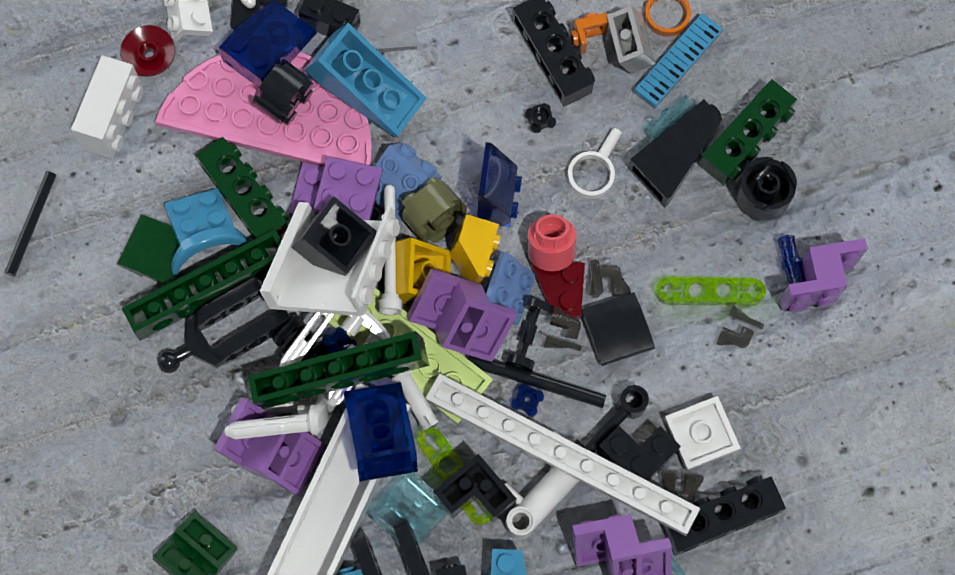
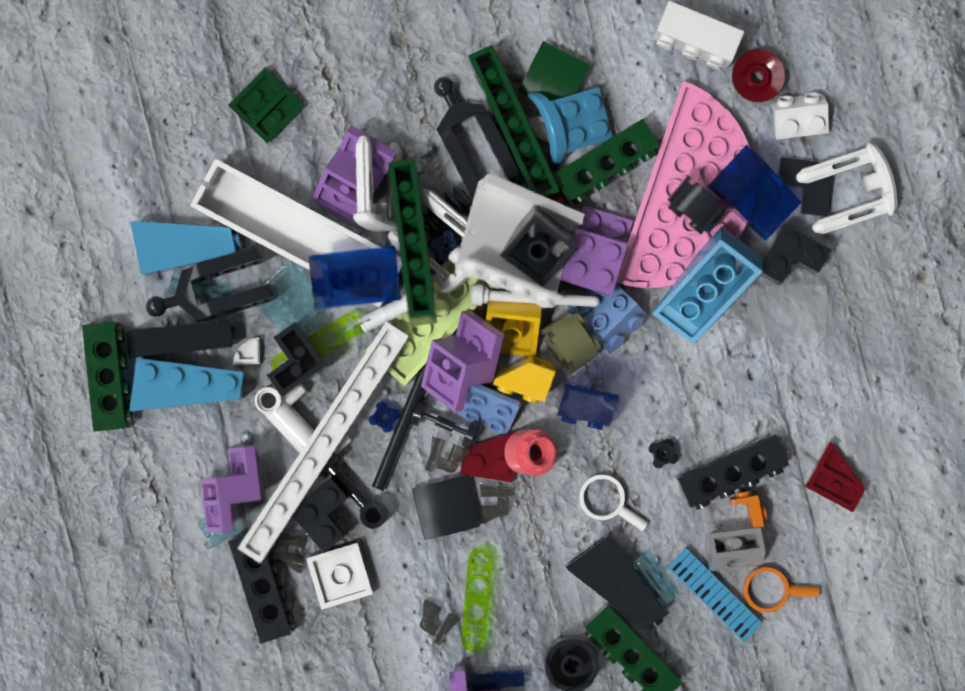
camera: 95 degrees right, 15 degrees up
(210, 254) = (539, 129): none -> white tile
(470, 551) = (248, 353): none -> white tile

